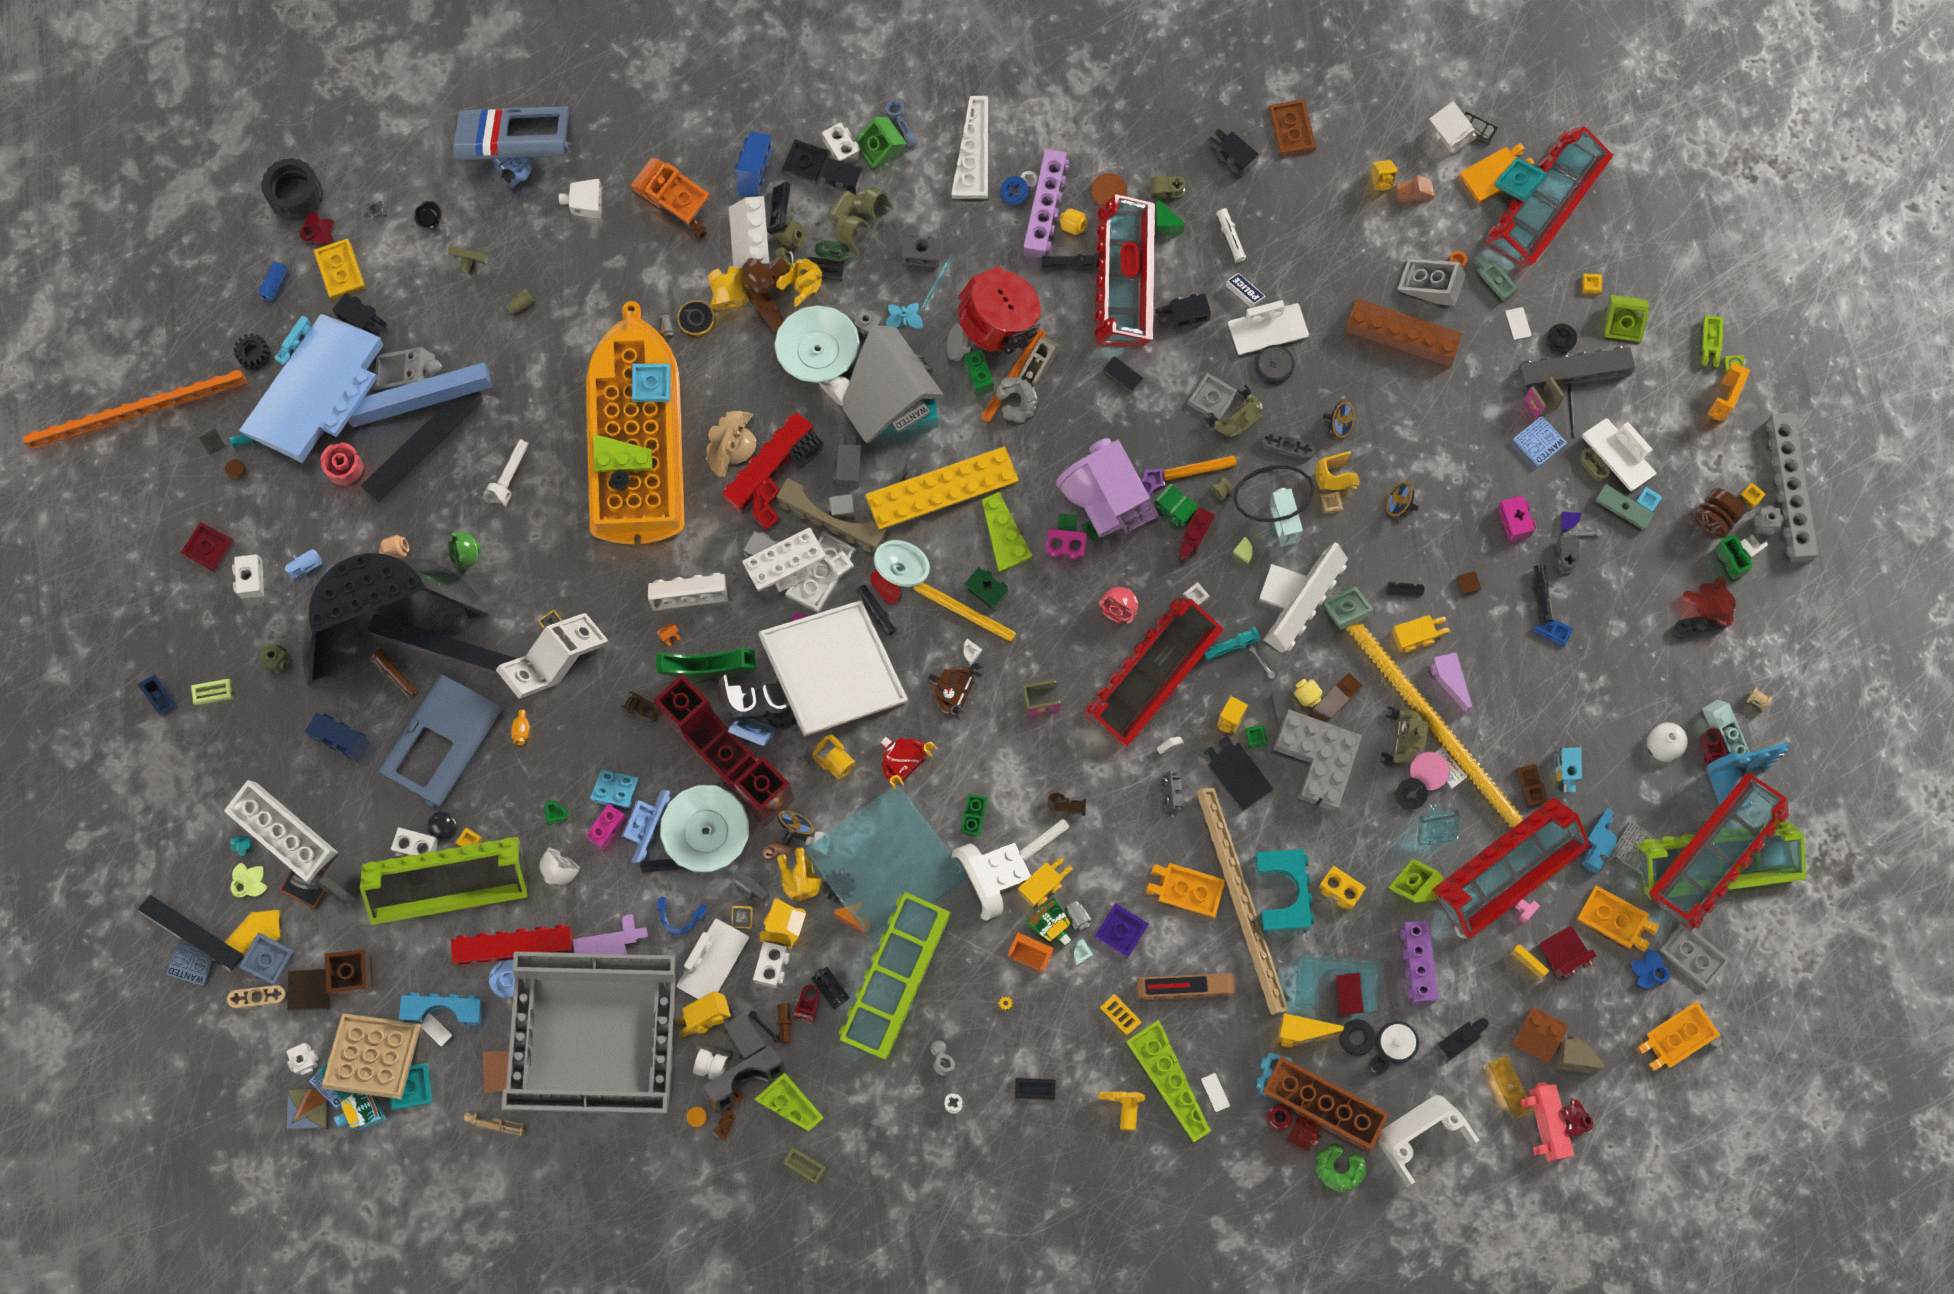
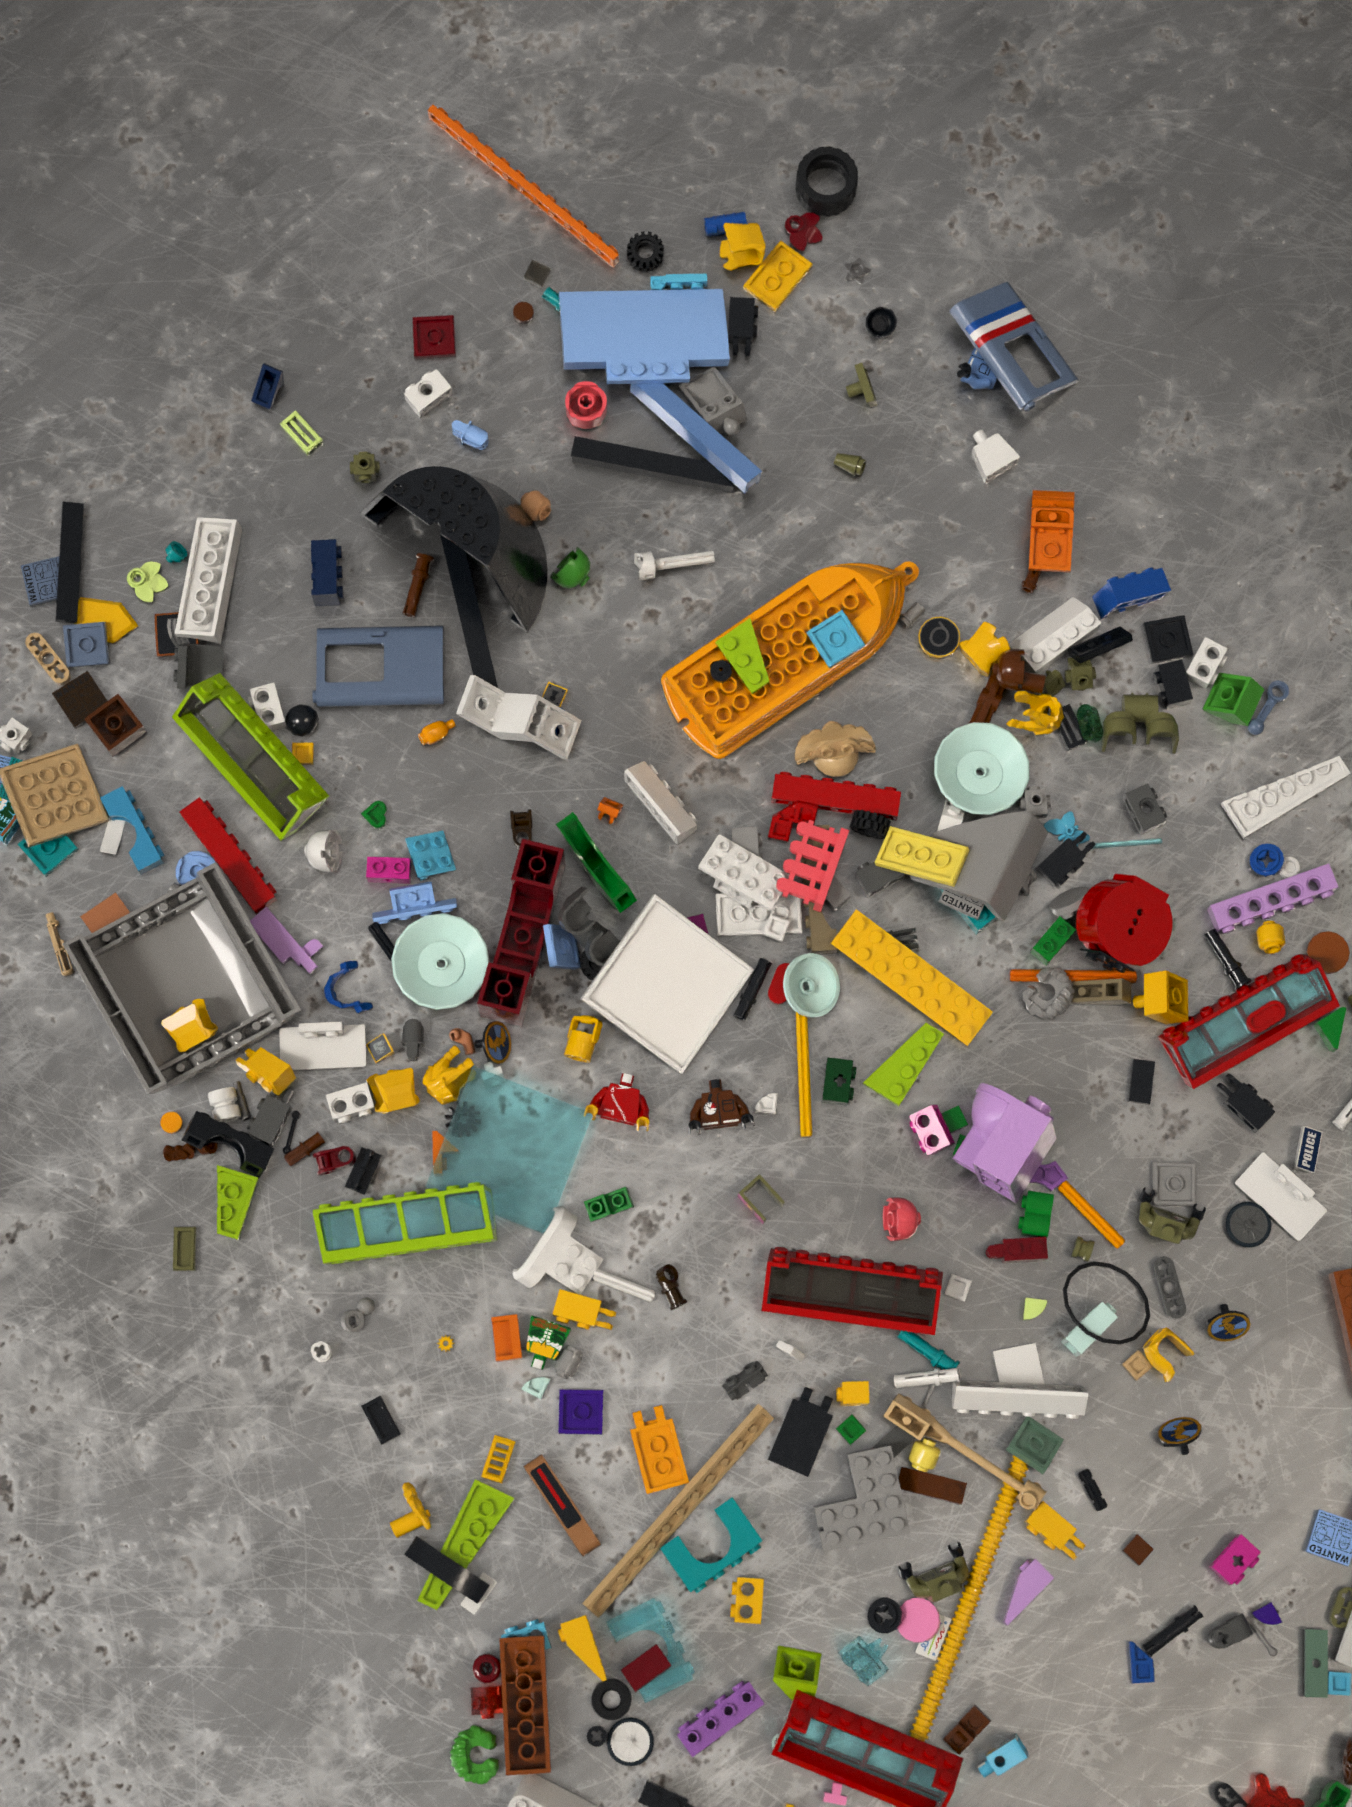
camera: 55 degrees right, 5 degrees up
(301, 277) = (743, 245): none -> yellow piece
(630, 1051) = (190, 1025): none -> yellow piece
(809, 496) = (808, 872): none -> coral fence
(856, 423) = (922, 856): none -> light yellow tile
(923, 329) = (1063, 860): none -> black hinge
(1072, 319) = (1164, 997): none -> yellow brick
(1183, 1105) = (447, 1570): none -> black slope
(1252, 655) = (926, 1378): none -> white pin
(1284, 679) = (921, 1422): none -> tan bar

